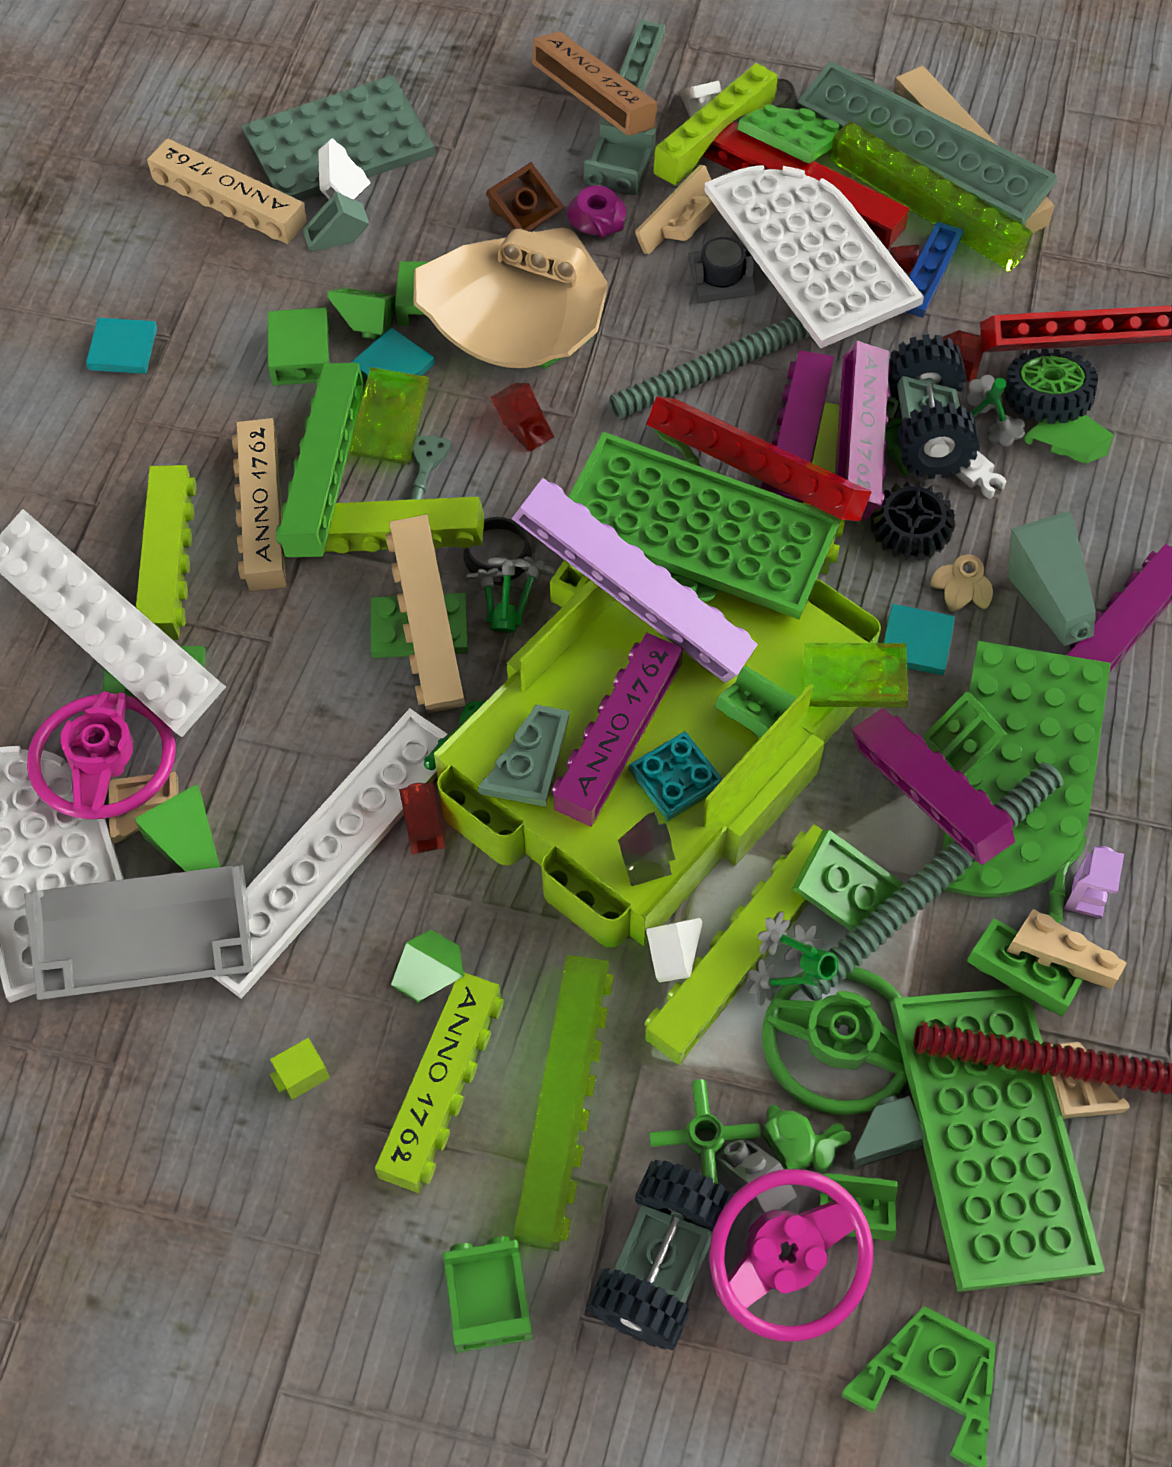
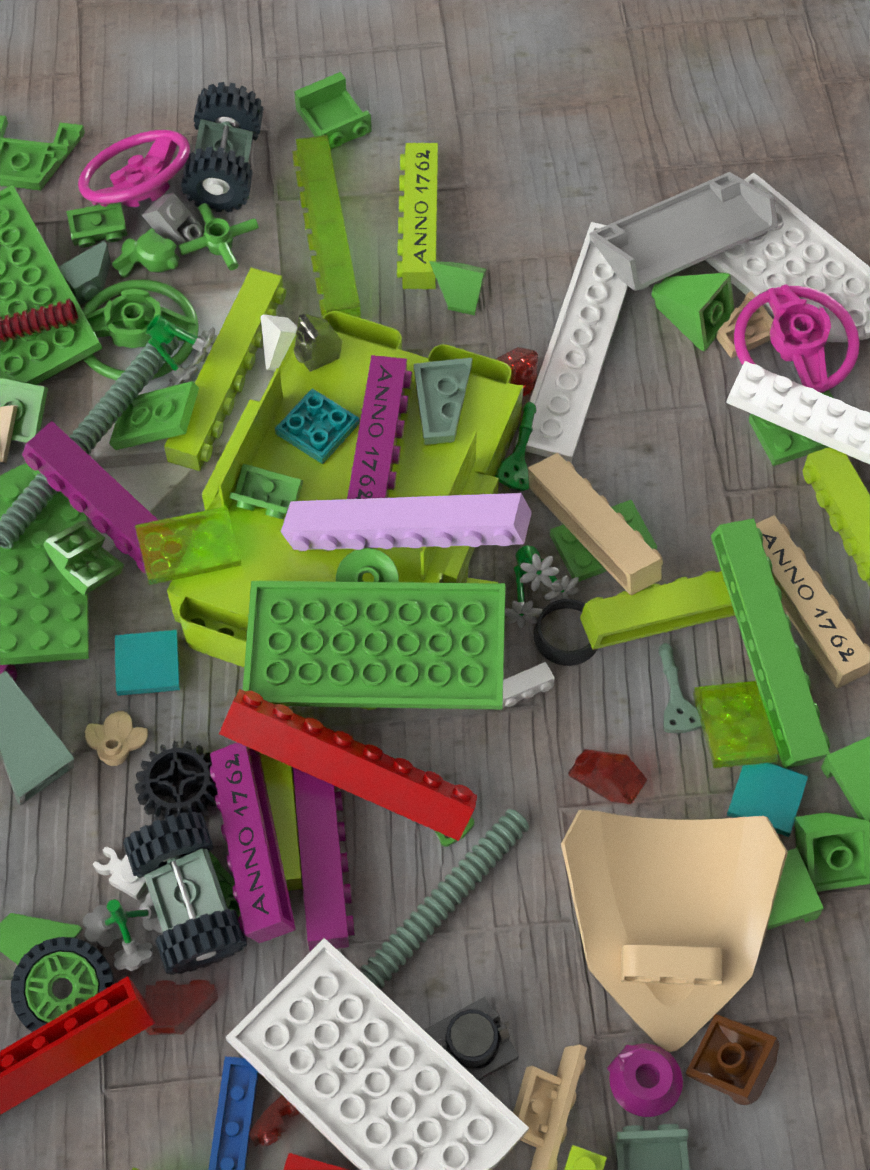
camera: 160 degrees right, 0 degrees up
(298, 1069) = (522, 193): lime brick -> none

